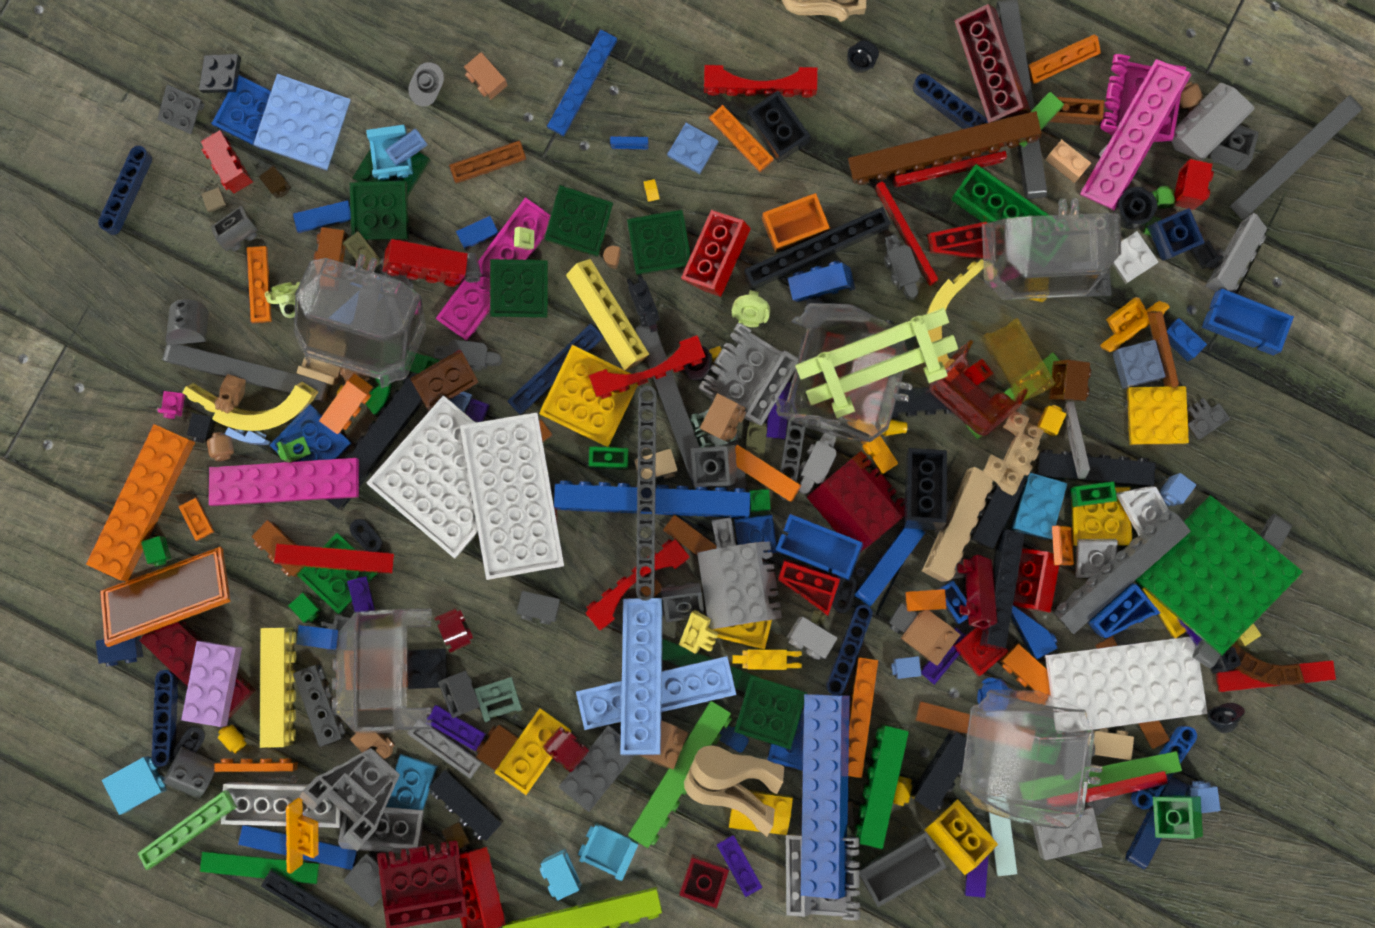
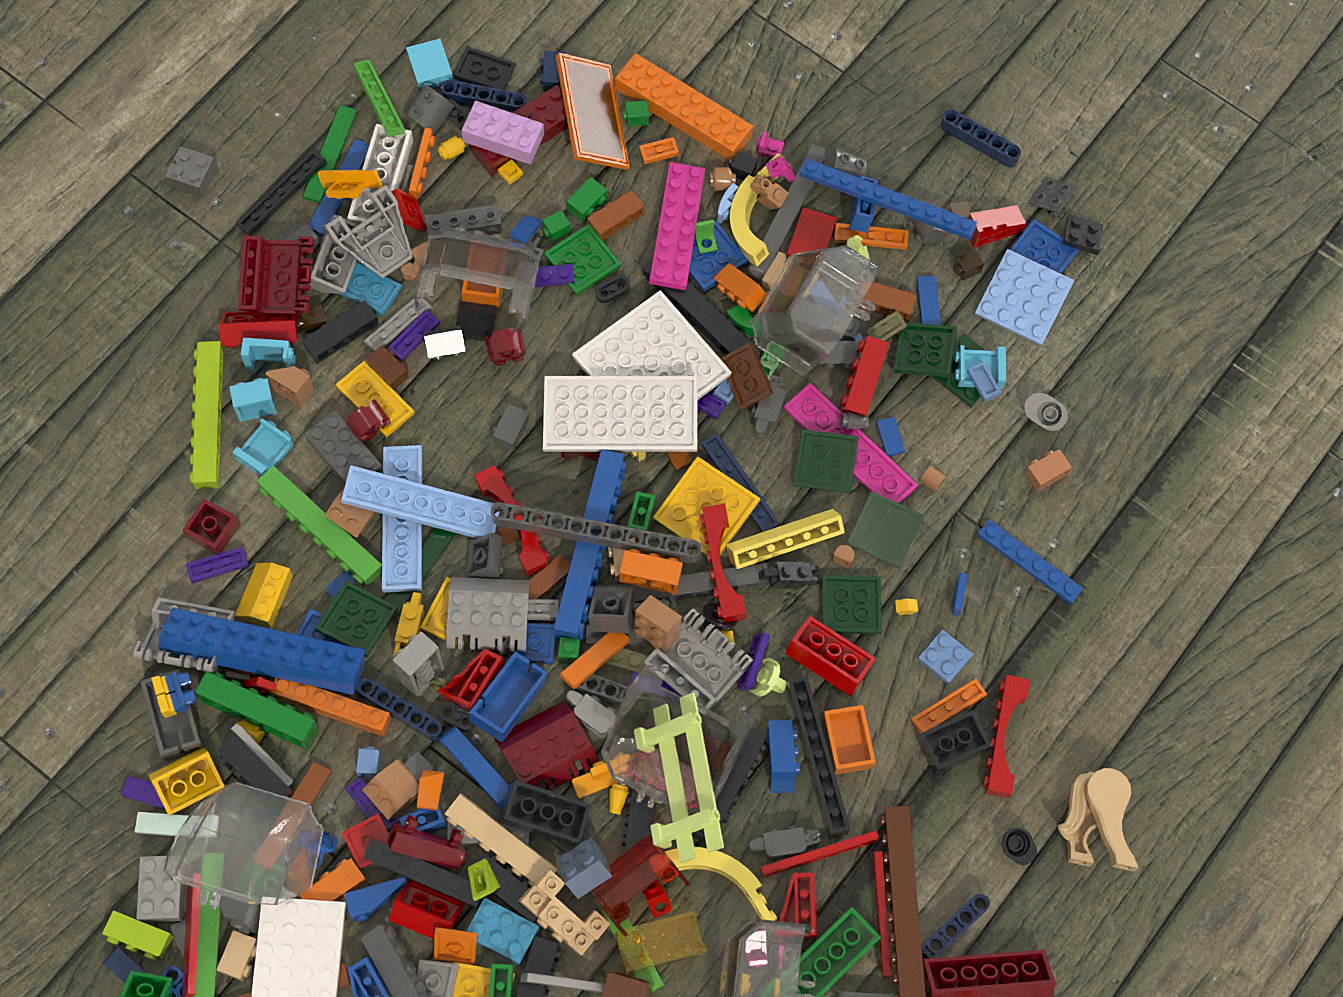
camera: 95 degrees right, 15 degrees down
(129, 724) = (484, 69): none -> black tile
(200, 386) = (780, 167): none -> dark pink bracket
(221, 269) = (888, 199): none -> blue plate
(227, 295) = (862, 211): none -> blue brick
(249, 670) = (510, 172): none -> yellow plate
(268, 345) = (812, 231): none -> red tile
(268, 582) = (587, 199): none -> green brick
(277, 687) = (488, 188): light yellow brick -> none
(315, 765) = (409, 210): none -> red plate
(334, 558) = (595, 255): red tile -> none
(487, 162) = (960, 459): dark orange tile -> none
(497, 692) = (437, 374): sand green plate -> none
(506, 891) = (268, 351): none -> medium azure panel
(514, 185) = (932, 478): none -> medium nougat brick
(524, 238) = (875, 473): yellowish green plate -> none
(536, 837) = (292, 384): none -> medium nougat slope
(672, 433) = (650, 571): none -> orange brick
(698, 634) = (450, 565): light yellow hinge -> none
(716, 779) = (304, 549): tan animal -> none
(727, 323) = (756, 653): none -> dark purple tile
(857, 790) = (259, 684): none -> red tile
(878, 873) = (171, 694): none -> blue hips
(923, 770) = (261, 753): none -> light grey tile
(969, 441) = (584, 868): none -> sand blue brick
(1001, 532) = (482, 879): none -> lime slope
(1051, 420) = (591, 966): yellow brick -> none
(1114, 841) = (137, 936): none -> lime brick

